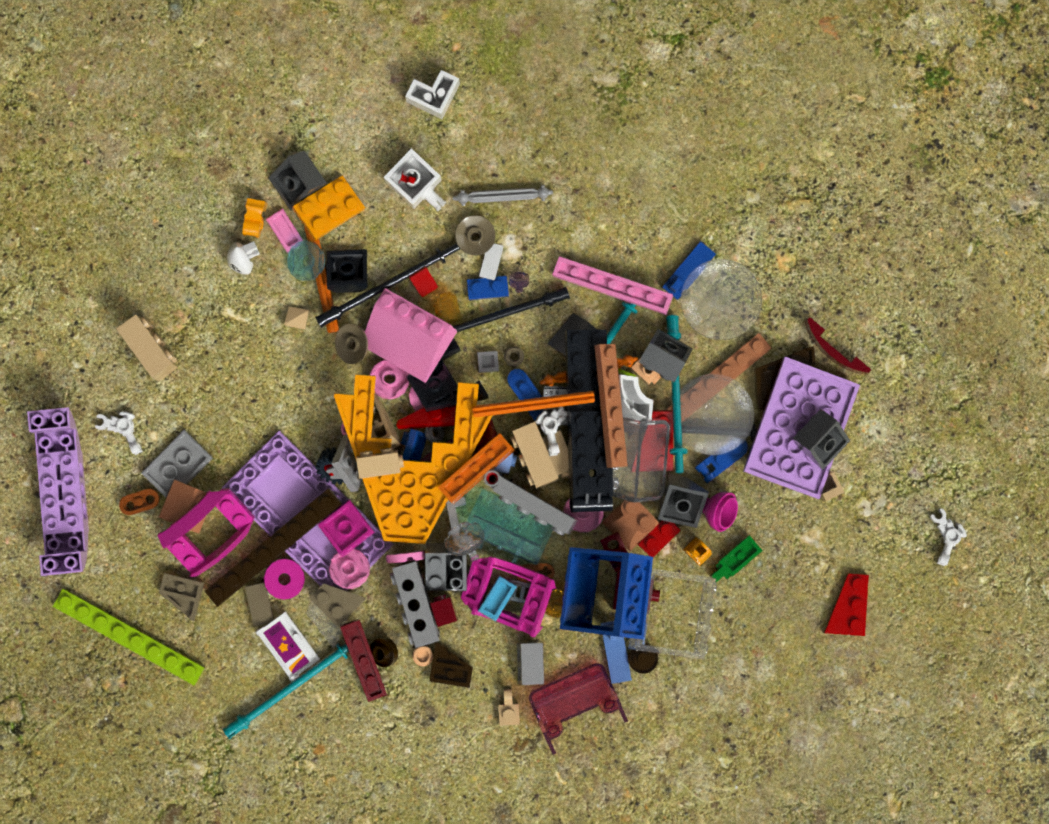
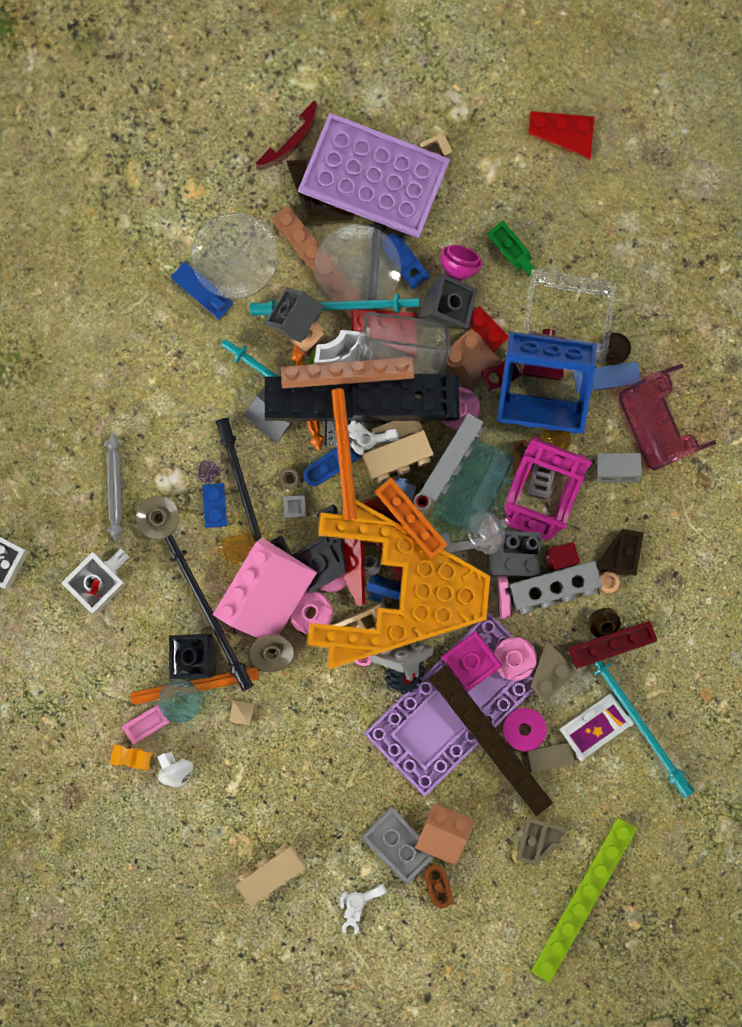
camera: 80 degrees left, 0 degrees up
(60, 491) = (427, 971): lavender slope -> none
(185, 551) = (490, 837): dark pink wedge -> none
(296, 179) = (90, 709): dark grey slope -> none
(328, 208) = (122, 675): light orange plate -> none
(379, 464) = (405, 620): tan brick -> none
(423, 282) = (206, 574): red slope -> none
(491, 262) = (187, 501): white sticker -> none
(497, 598) = (549, 500): medium azure tile -> none
(508, 711) = (669, 491): tan plate -> none
(612, 285) = (216, 370): bright pink plate -> none
(697, 551) = (502, 288): light orange leg -> none
(821, 438) = (386, 153): dark grey slope -> none
(950, 535) = (490, 24): white piece -> none

